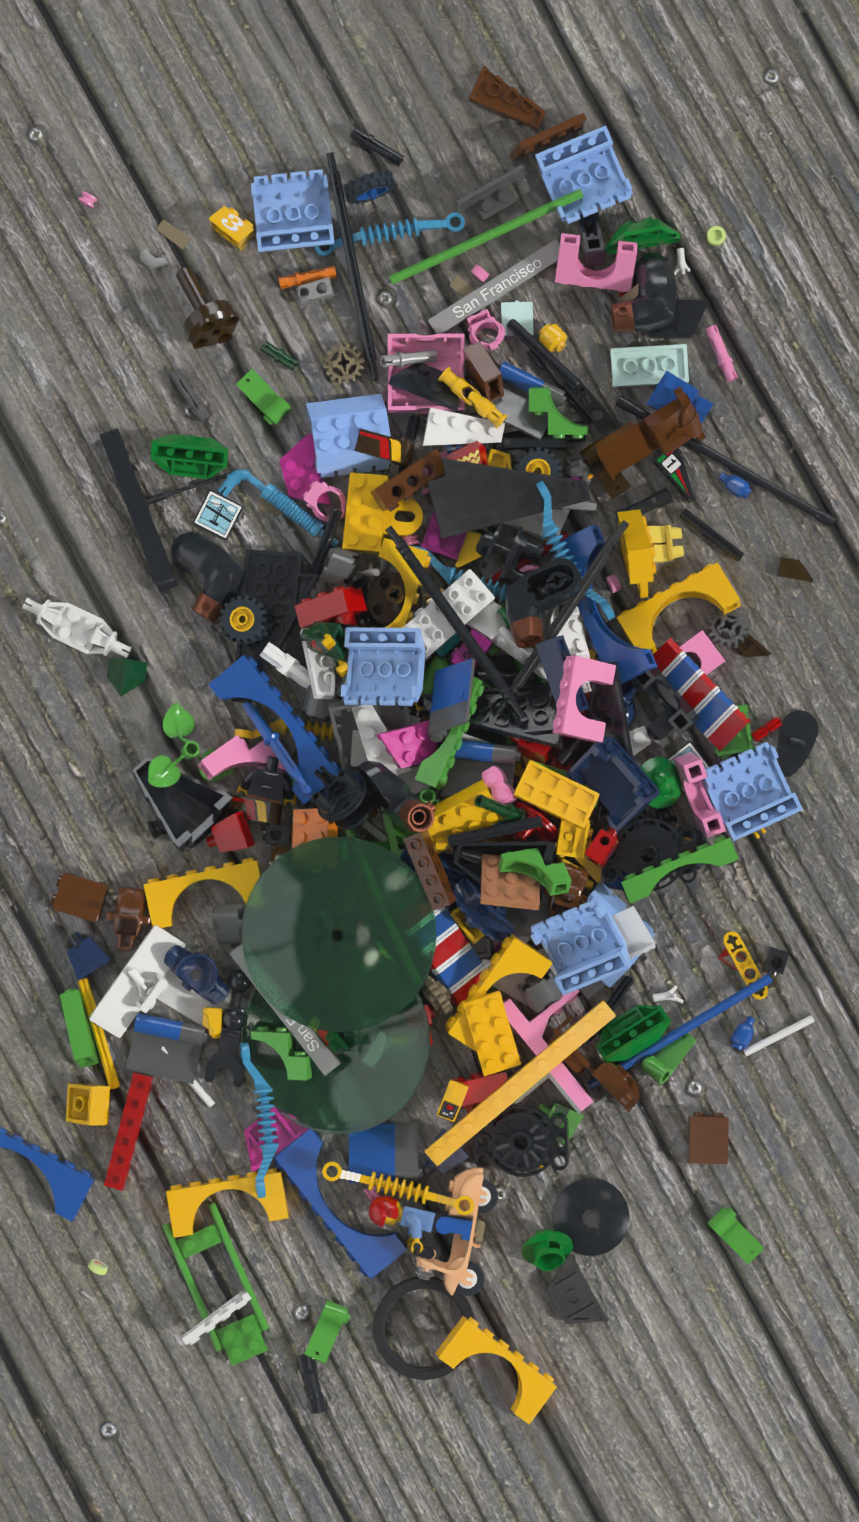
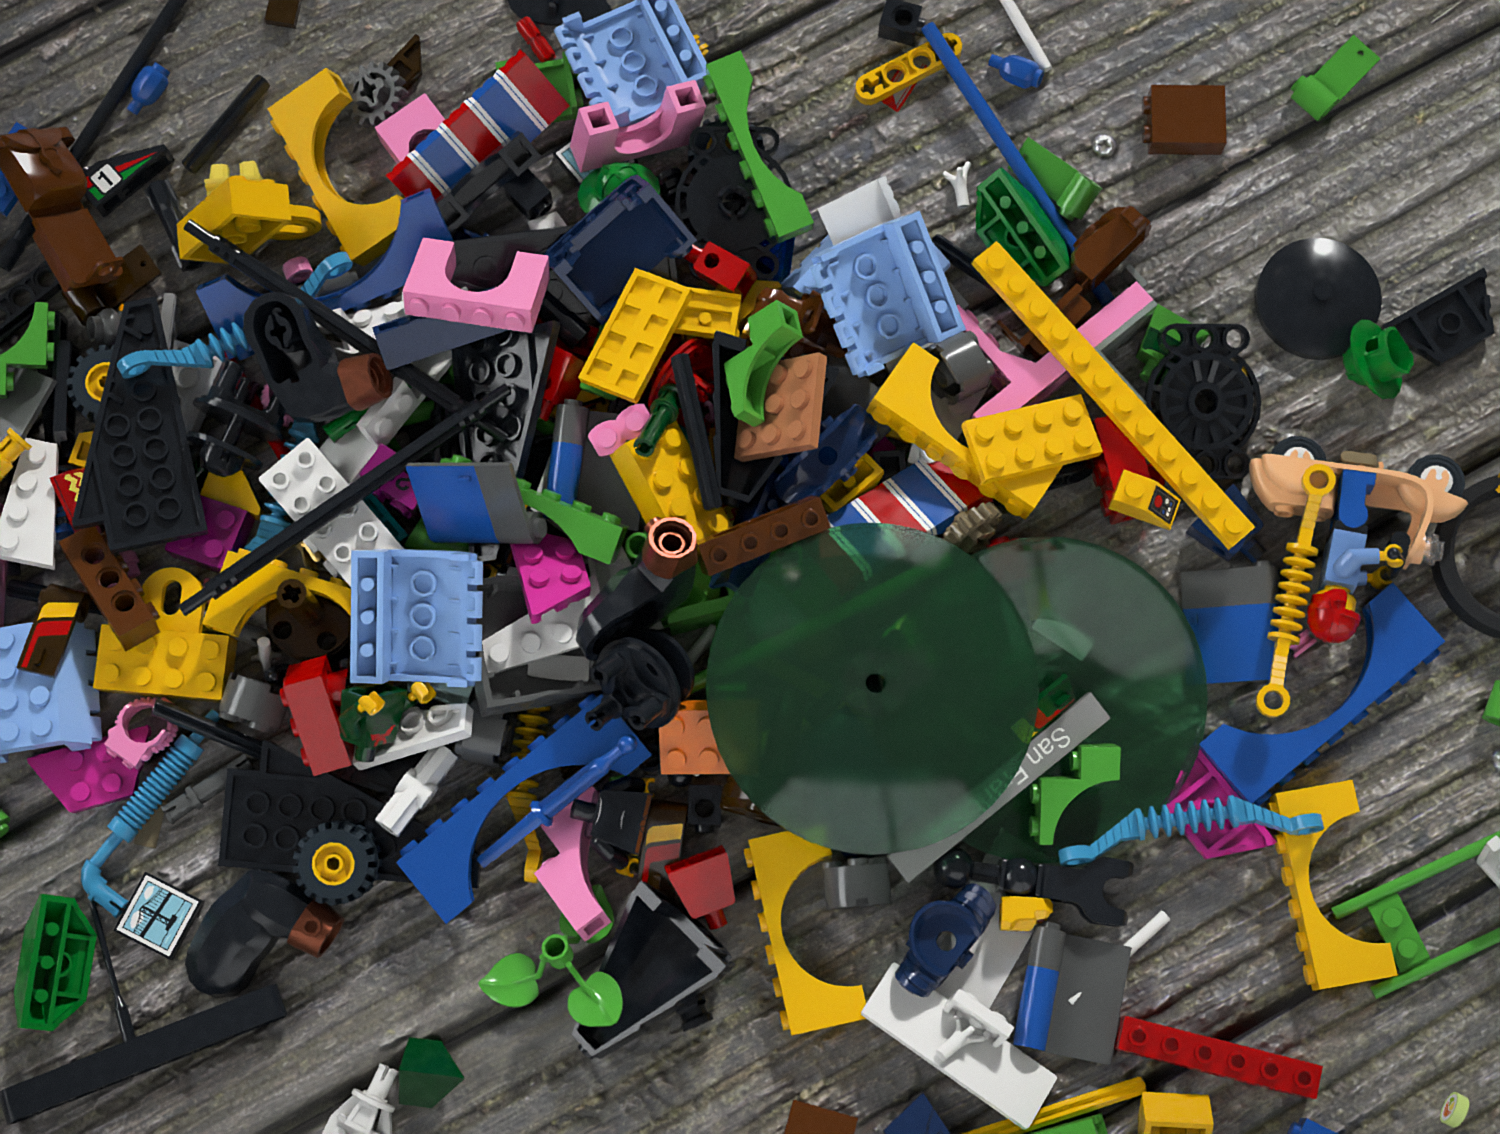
camera: 85 degrees left, 10 degrees down
(128, 916) = (847, 1062): reddish brown piece -> none

